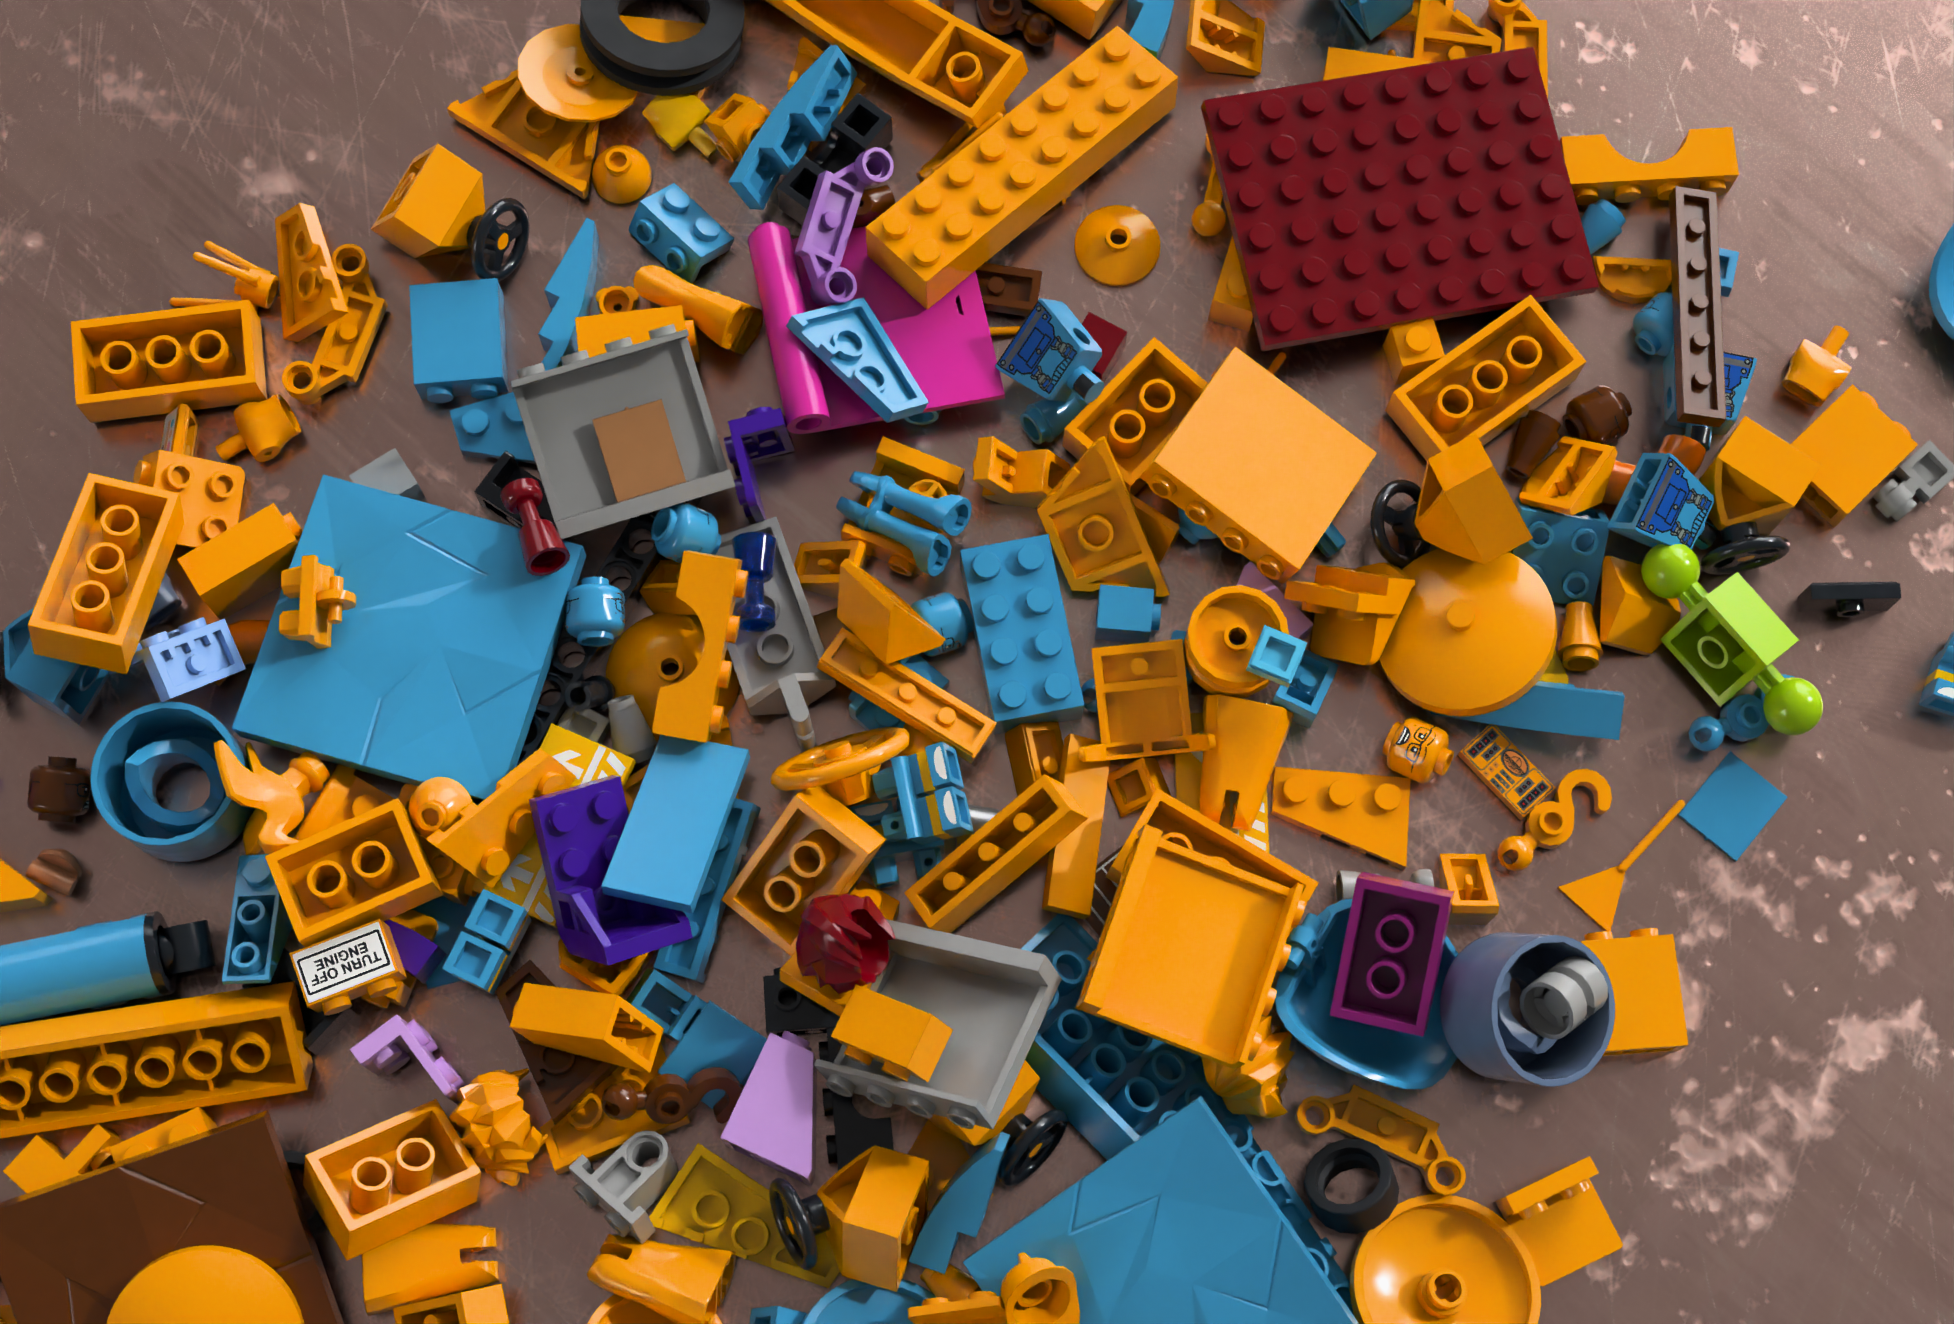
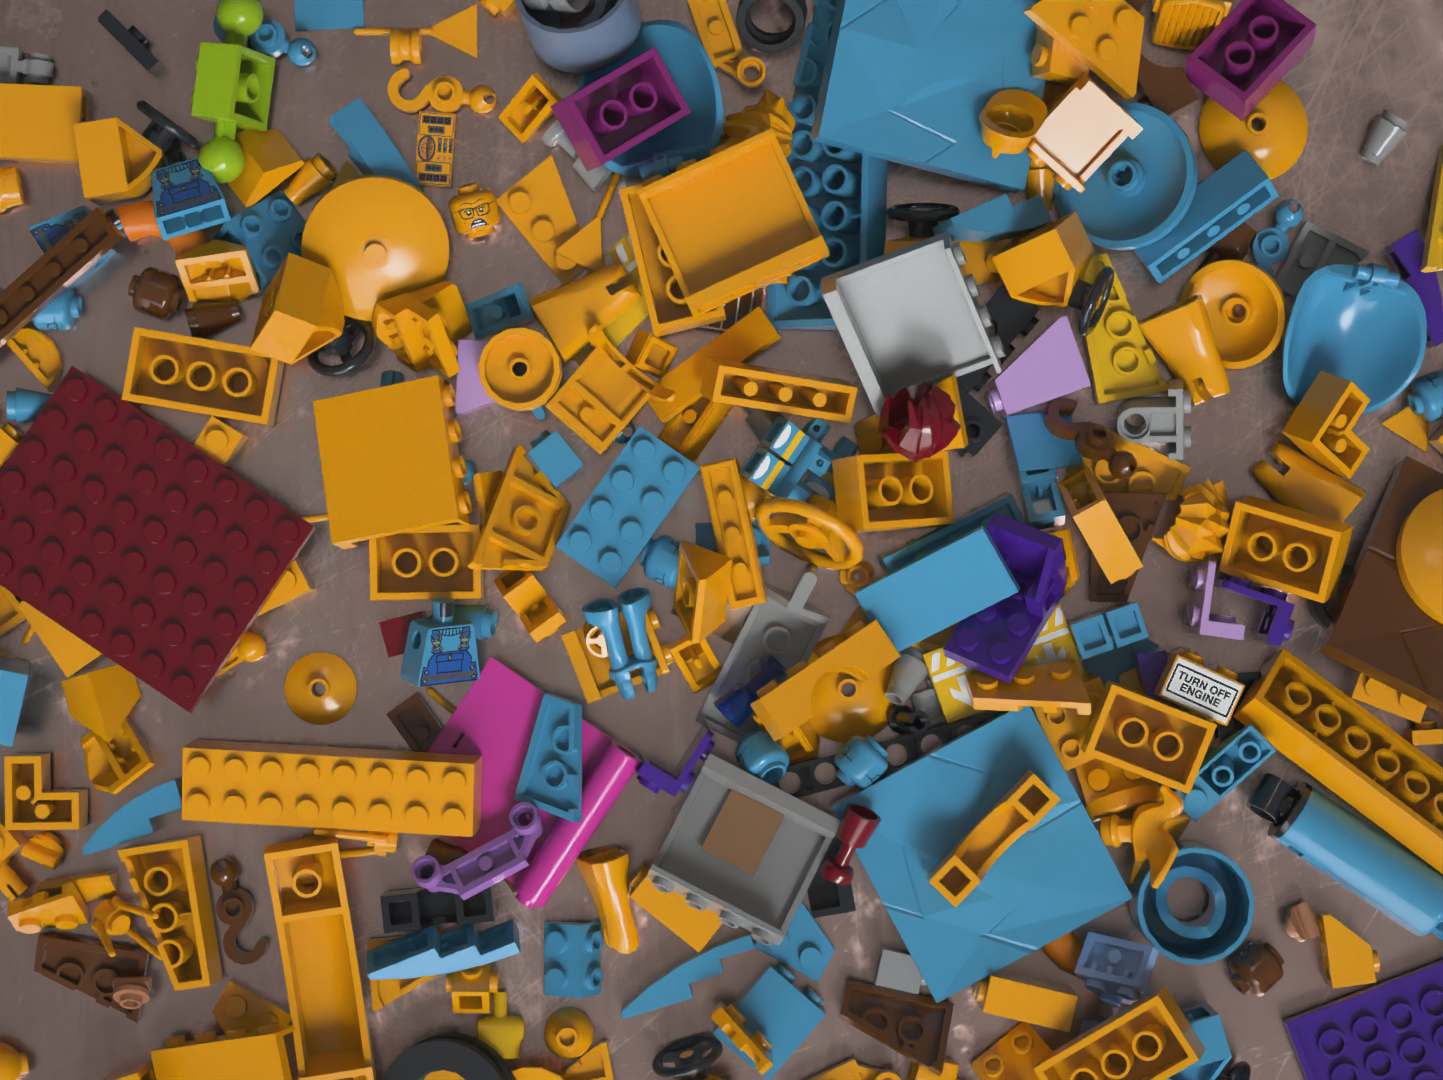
camera: 130 degrees left, 15 degrees up
(320, 602) = (1014, 920): light orange hips -> none
(334, 1104) = (1276, 619): none -> dark purple bracket
(342, 441) = (900, 1020): none -> reddish brown wing
(411, 677) = (979, 849): none -> light orange arch
(437, 805) = (1063, 731): light orange brick -> none
(466, 290) = (753, 1044): none -> light orange wing
(614, 296) = (656, 959): light orange plate -> none
(756, 788) = (847, 576): none -> light orange plate
(892, 1034) = (947, 341): light orange brick -> none
(1276, 656) = (513, 332): medium azure tile -> none
(1281, 58) = (102, 699): none -> light orange slope
(1294, 819) = (586, 244): none -> light orange piece
(1627, 830) = (406, 46): none -> light orange wheel

